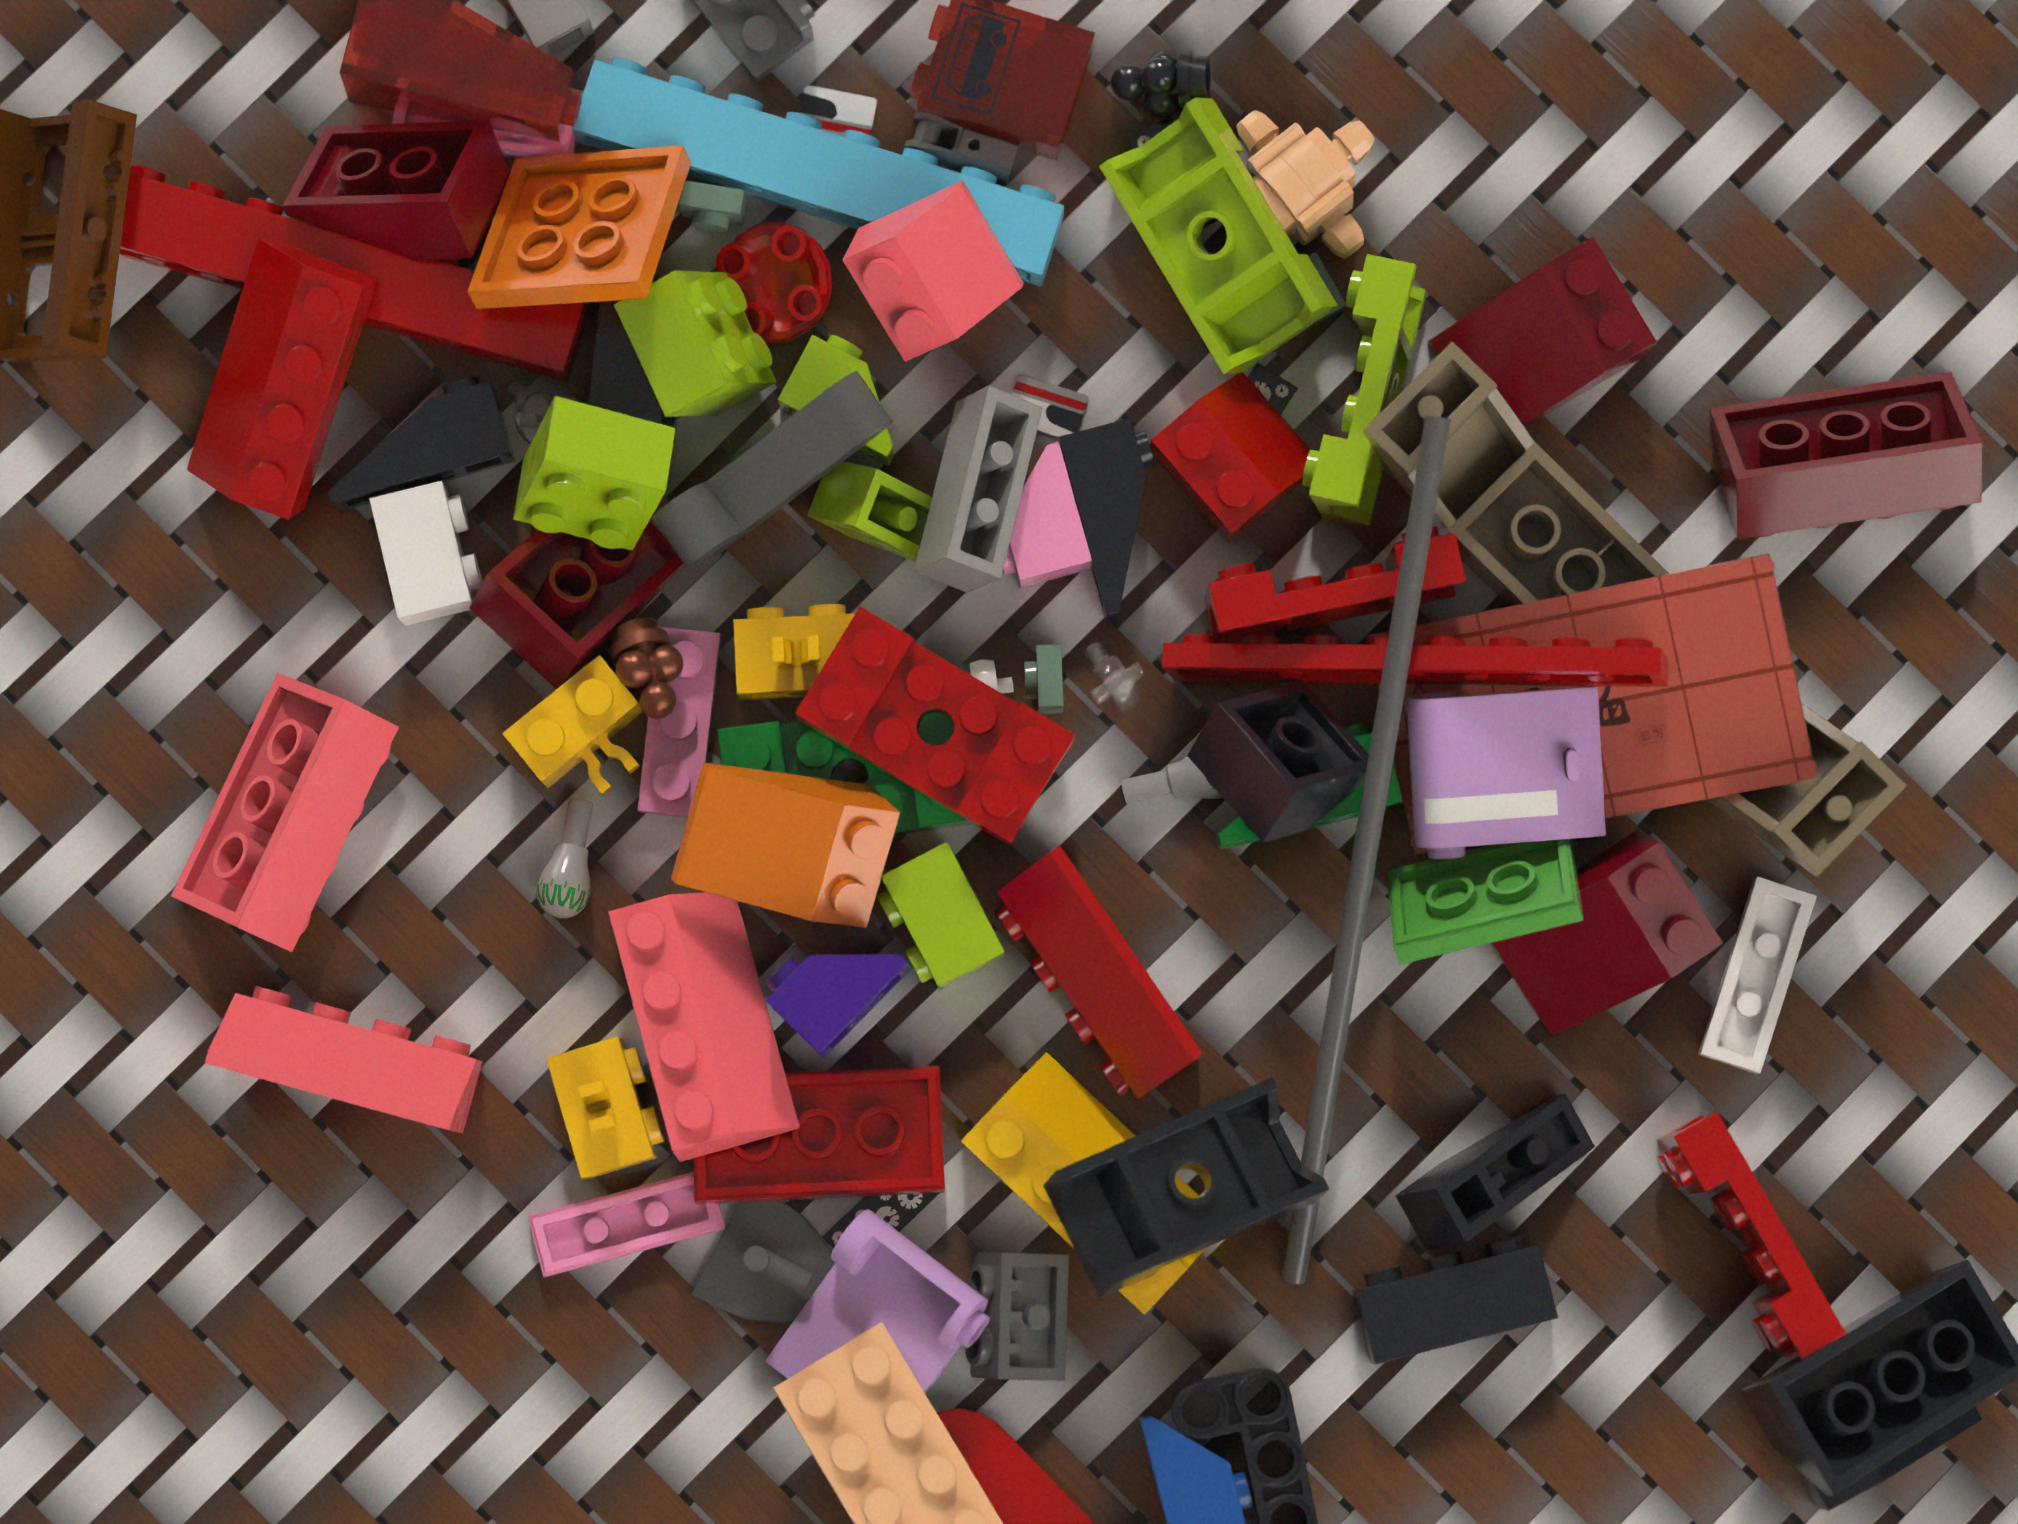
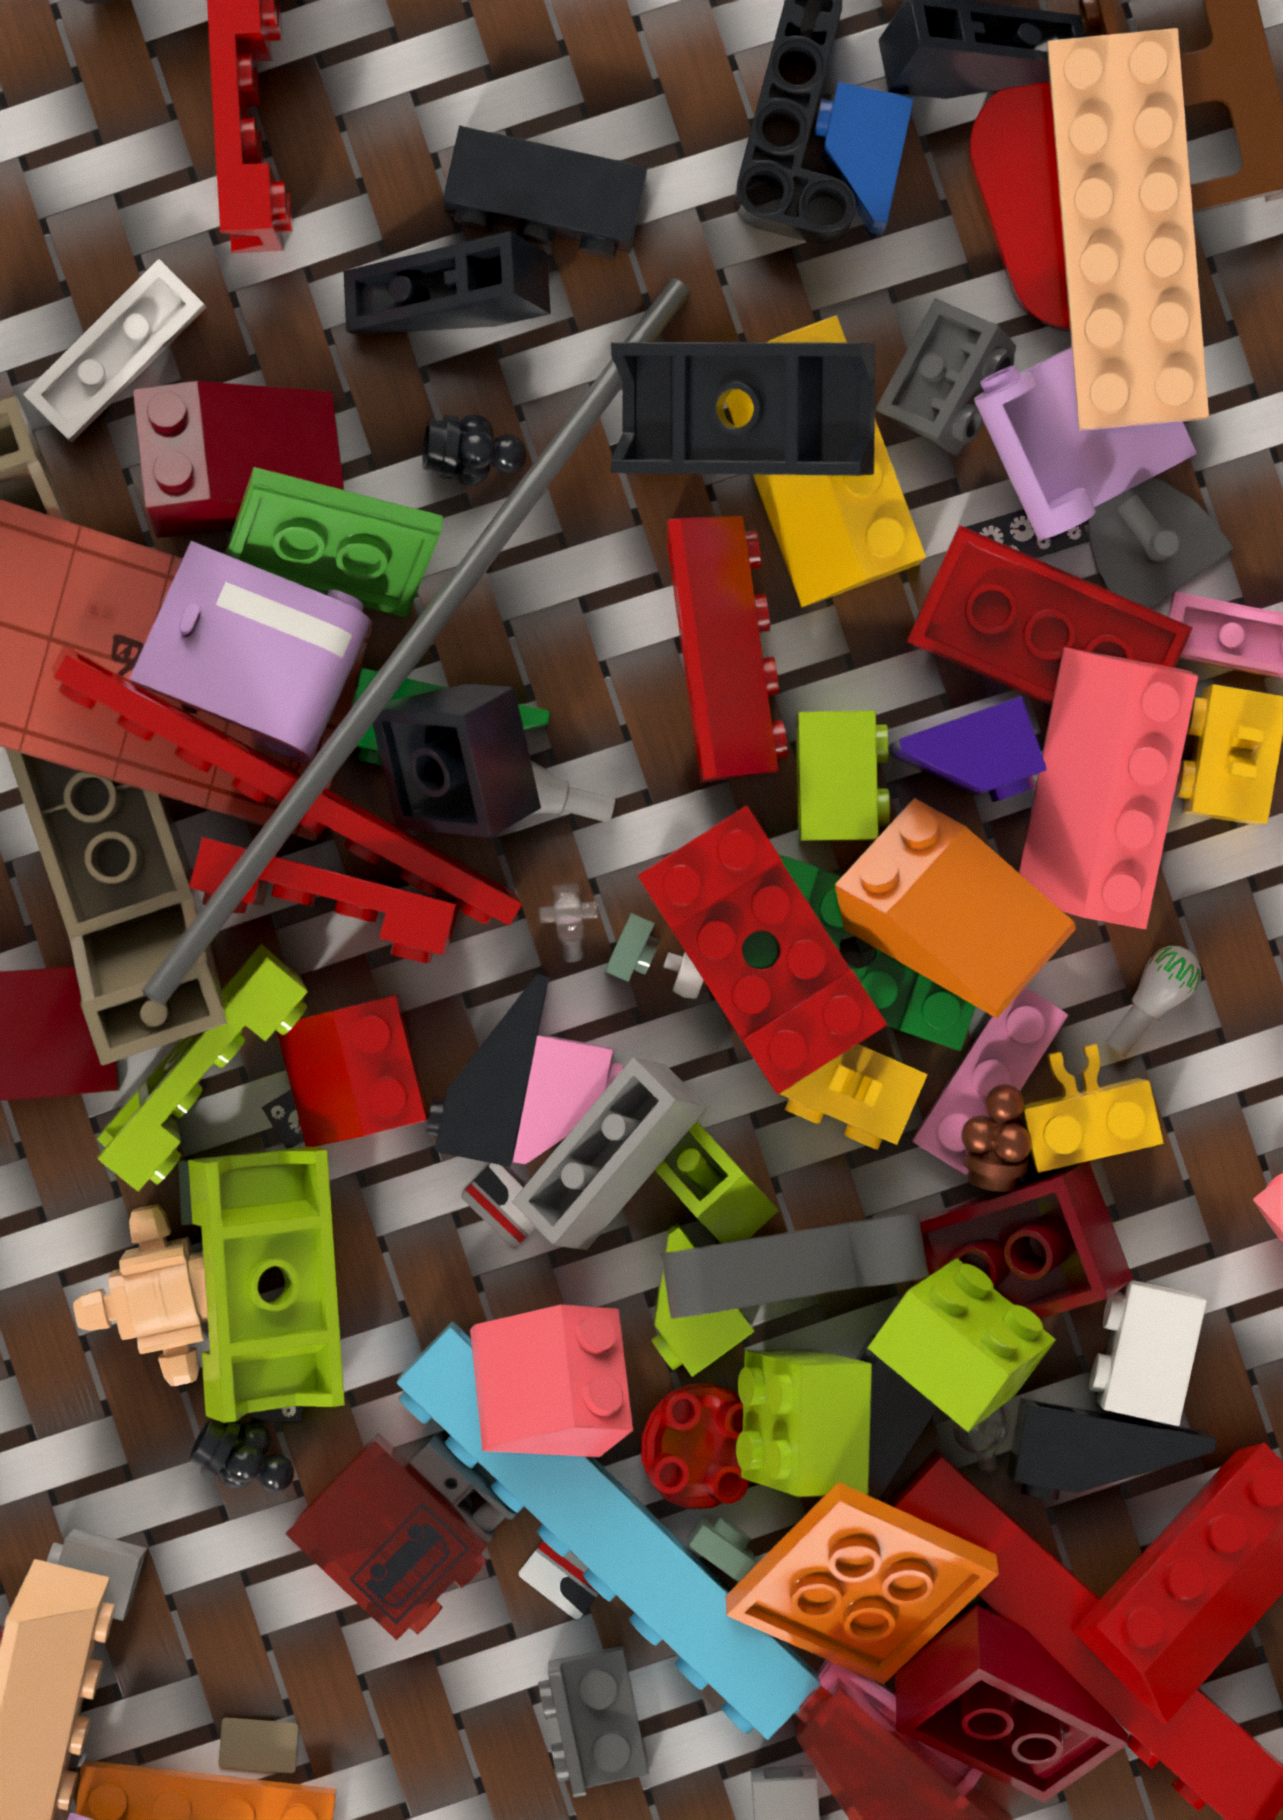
camera: 155 degrees left, 5 degrees up
(1405, 1041) = (468, 448): none -> black piece

